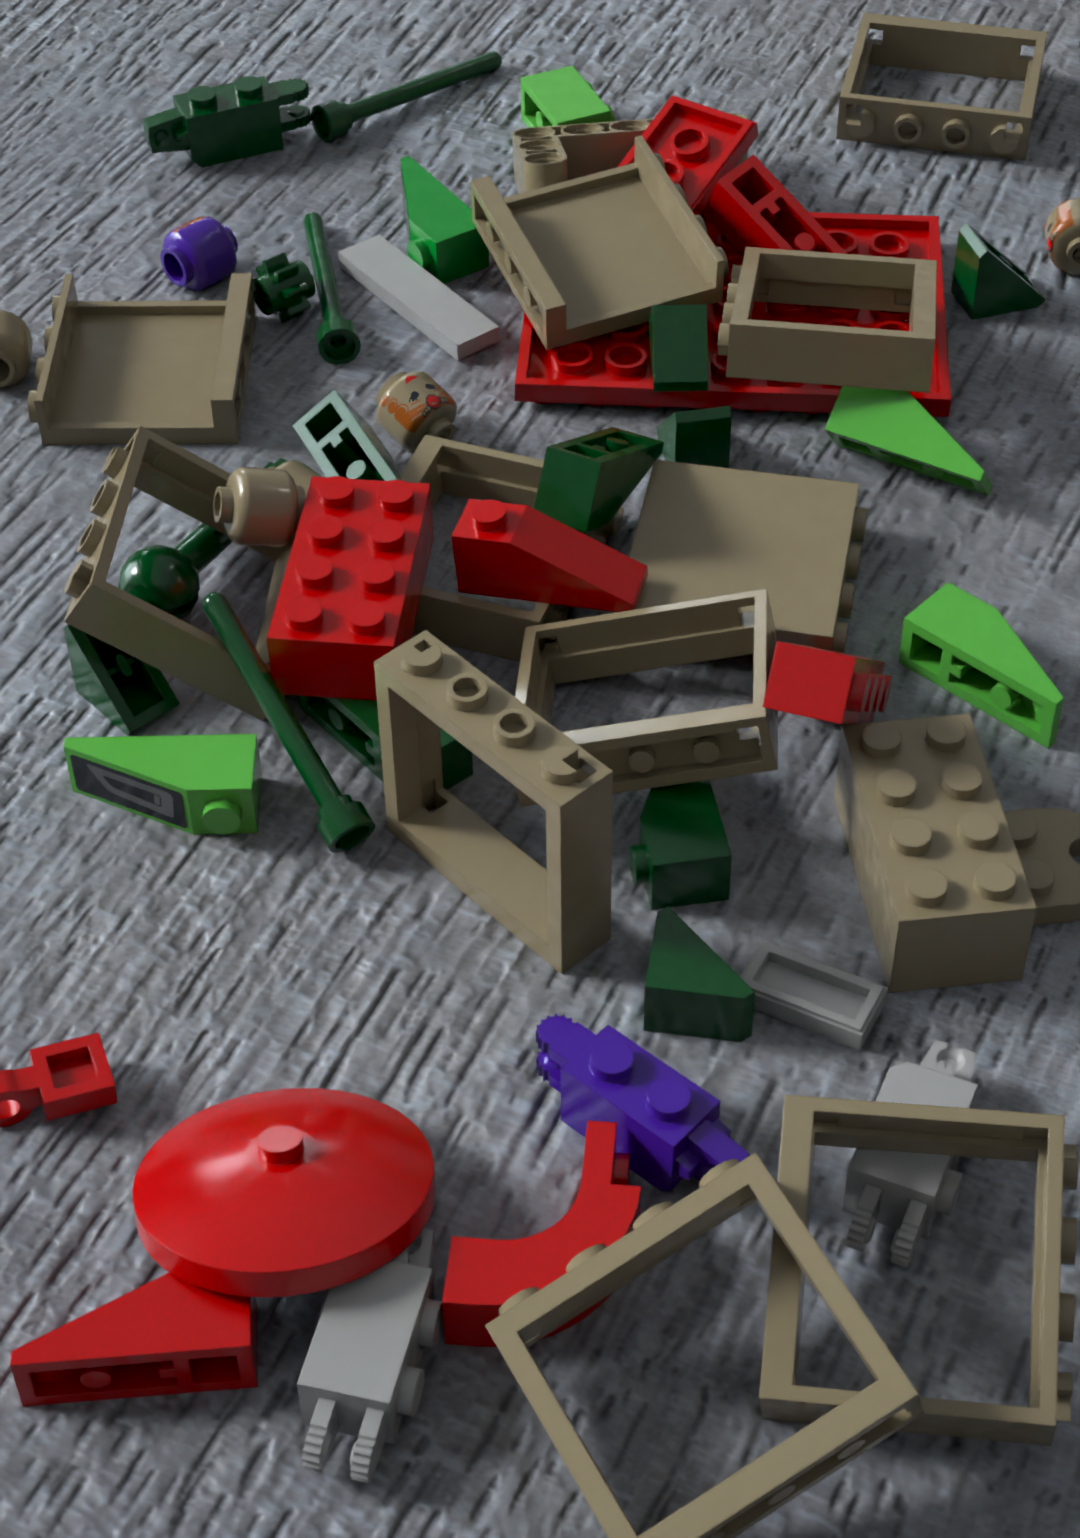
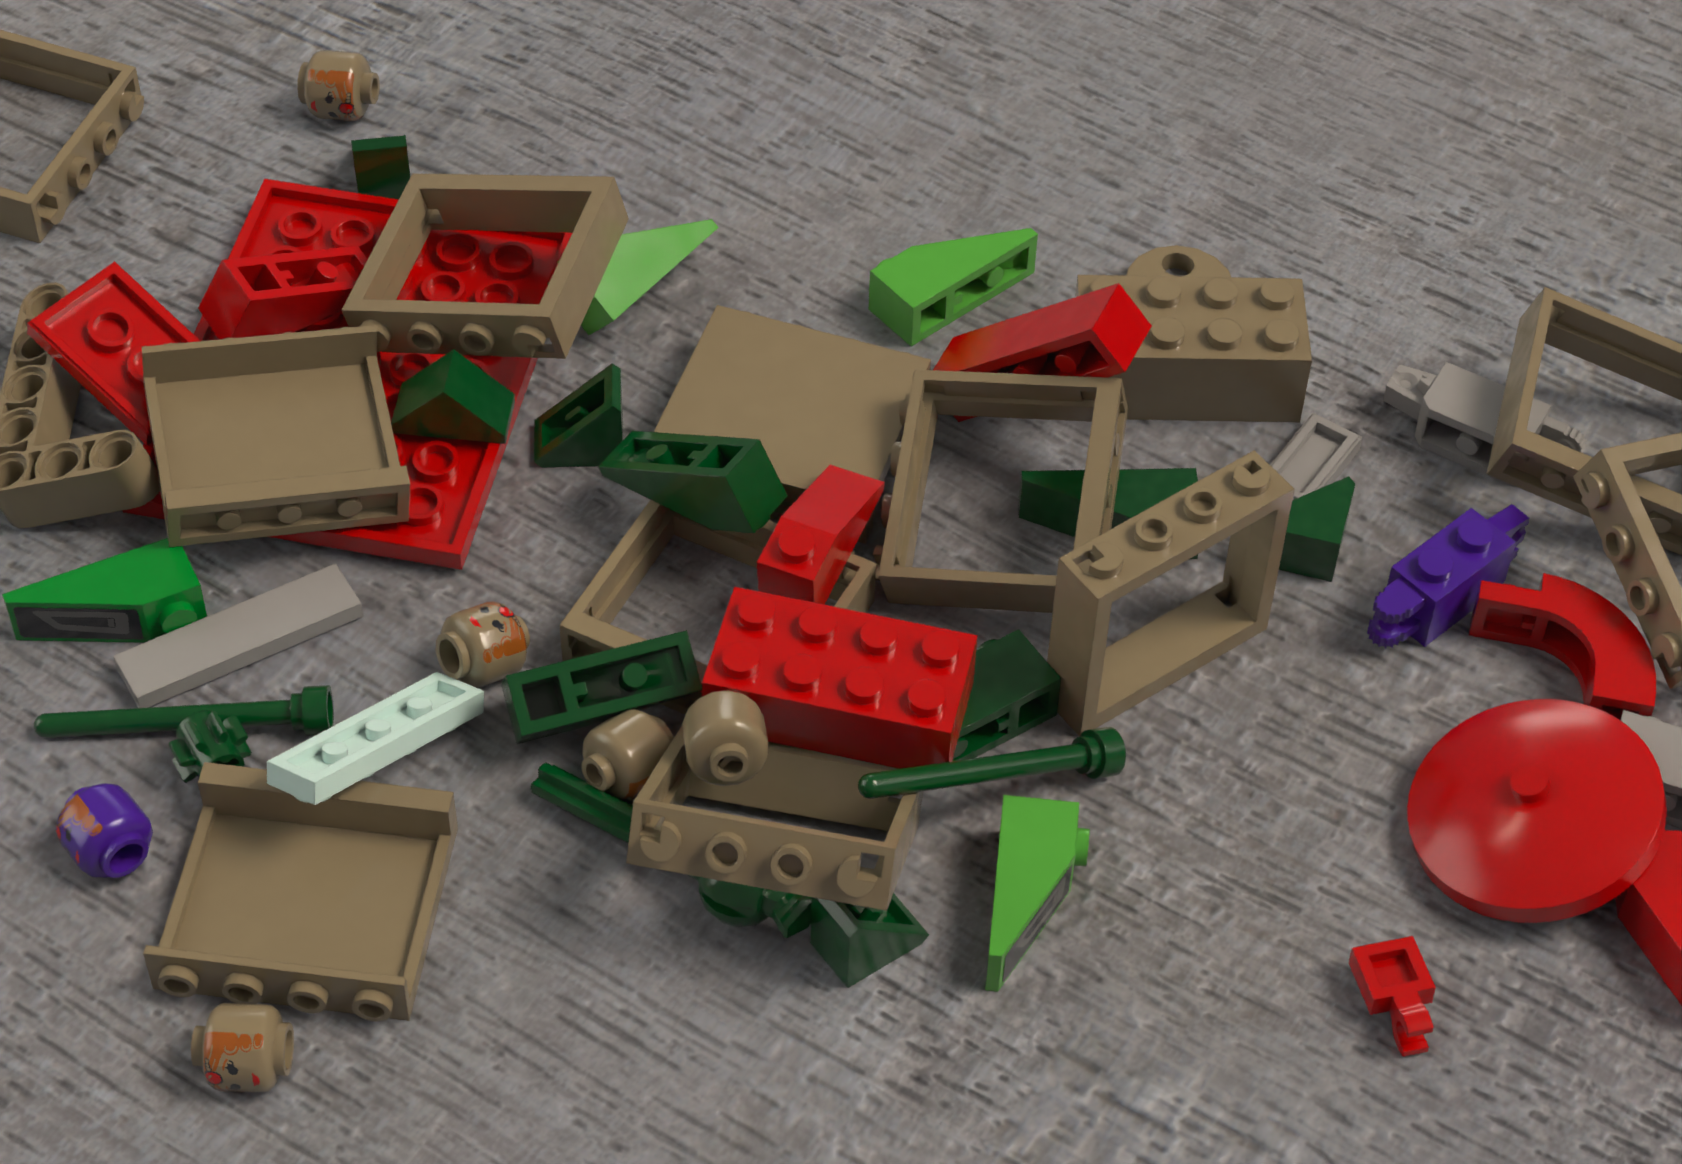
camera: 85 degrees left, 5 degrees up
(277, 345) = (374, 738): none -> light aqua plate

